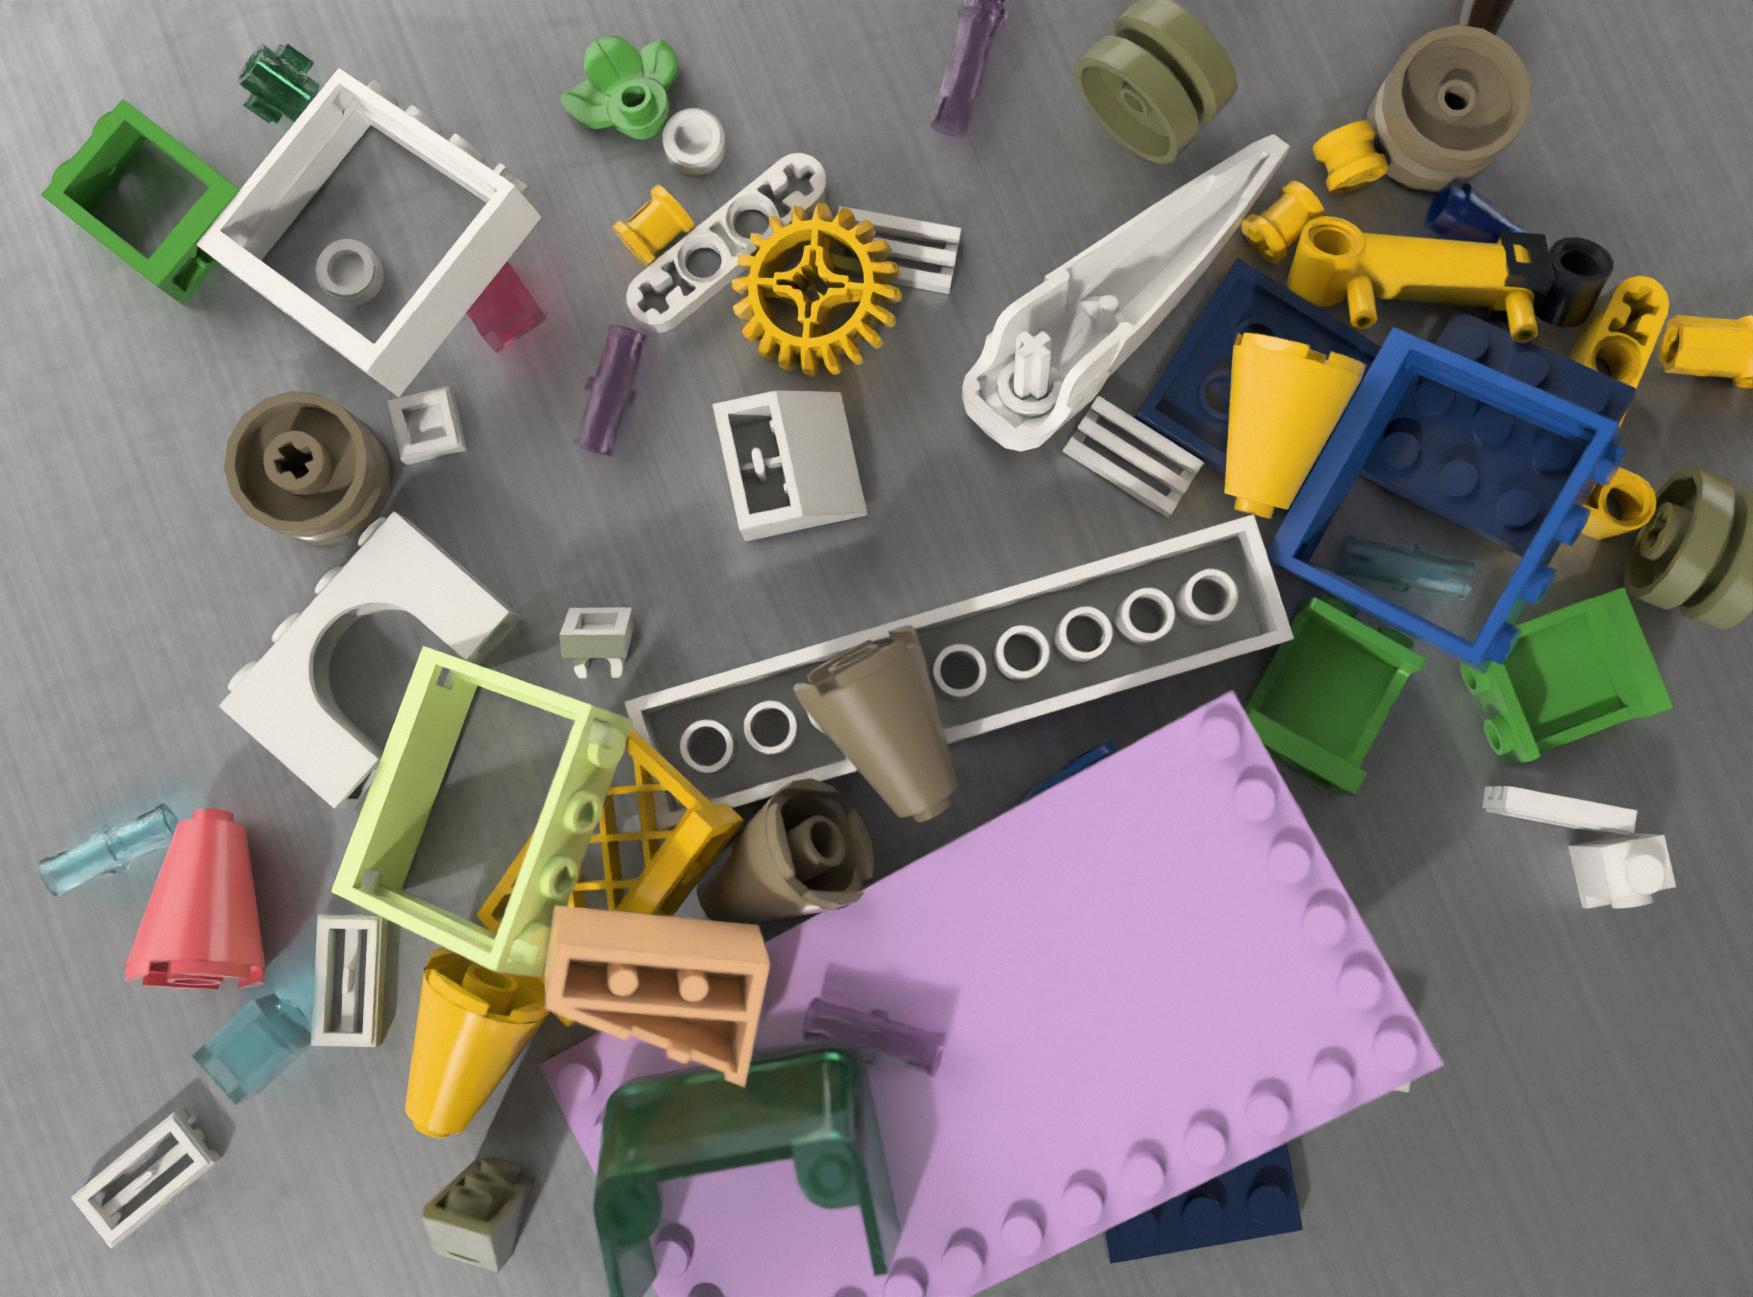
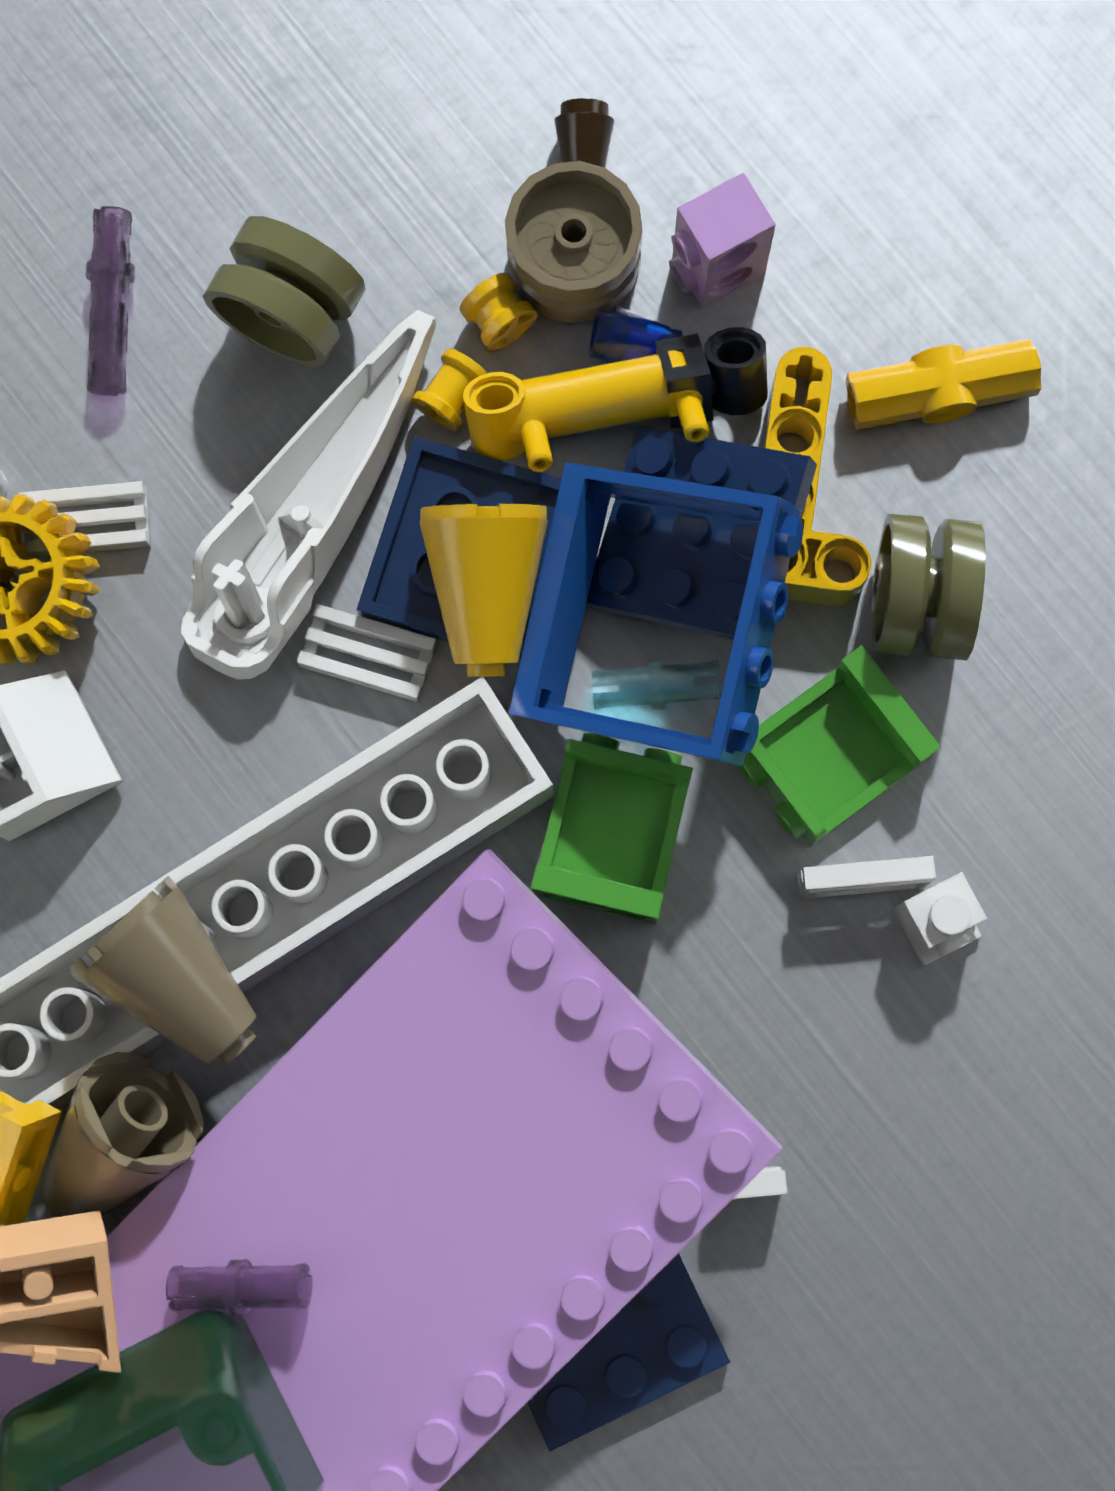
camera: 10 degrees left, 5 degrees down
(1597, 148) = (721, 240): none -> lavender brick

